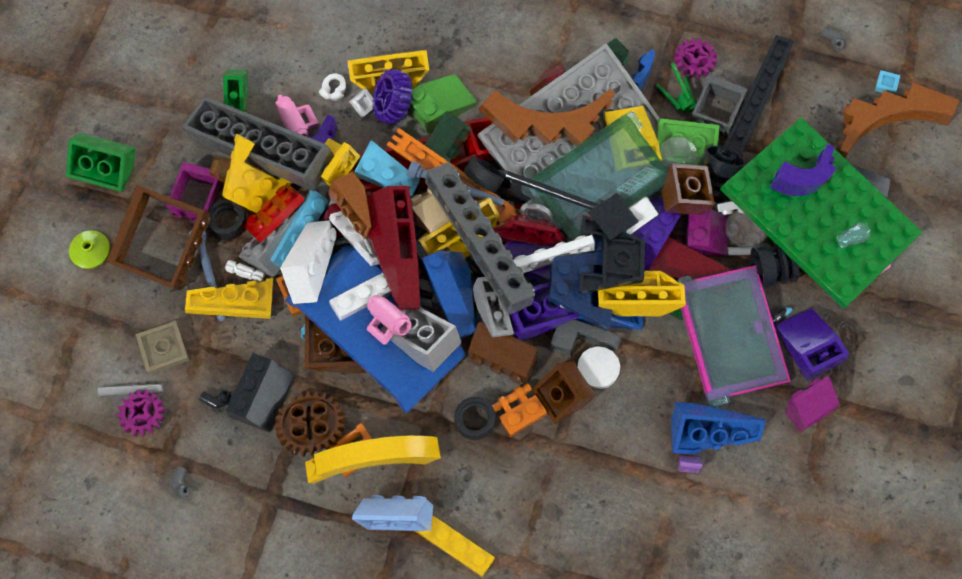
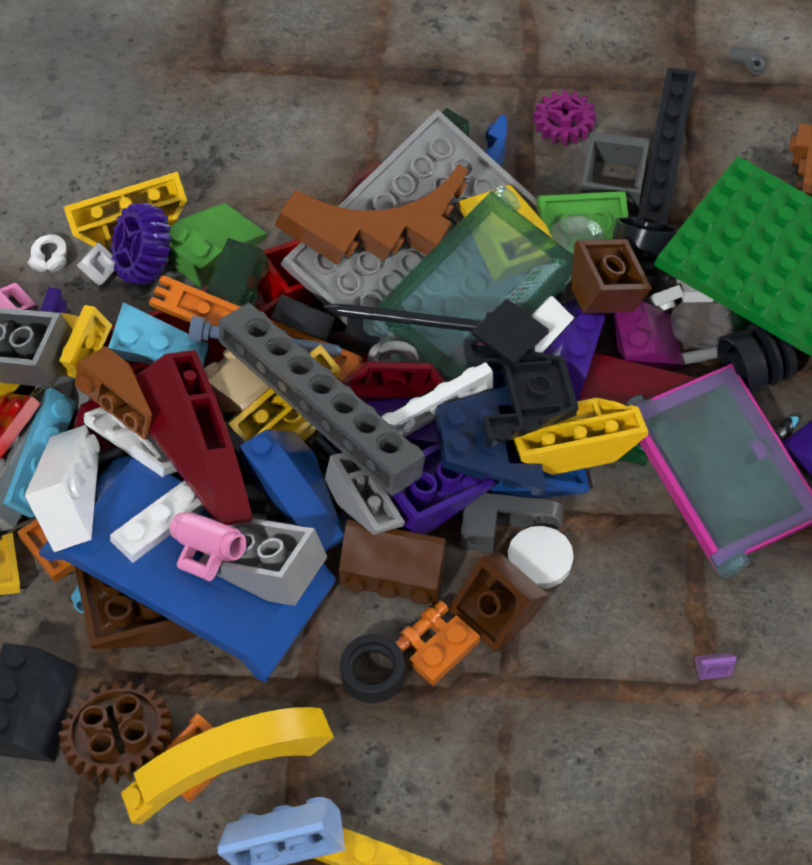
camera: 15 degrees left, 10 degrees down
(686, 100) = (566, 173): green plant -> none
(705, 427) = (724, 606): blue wedge -> none
(803, 182) = (768, 231): dark purple arch -> none

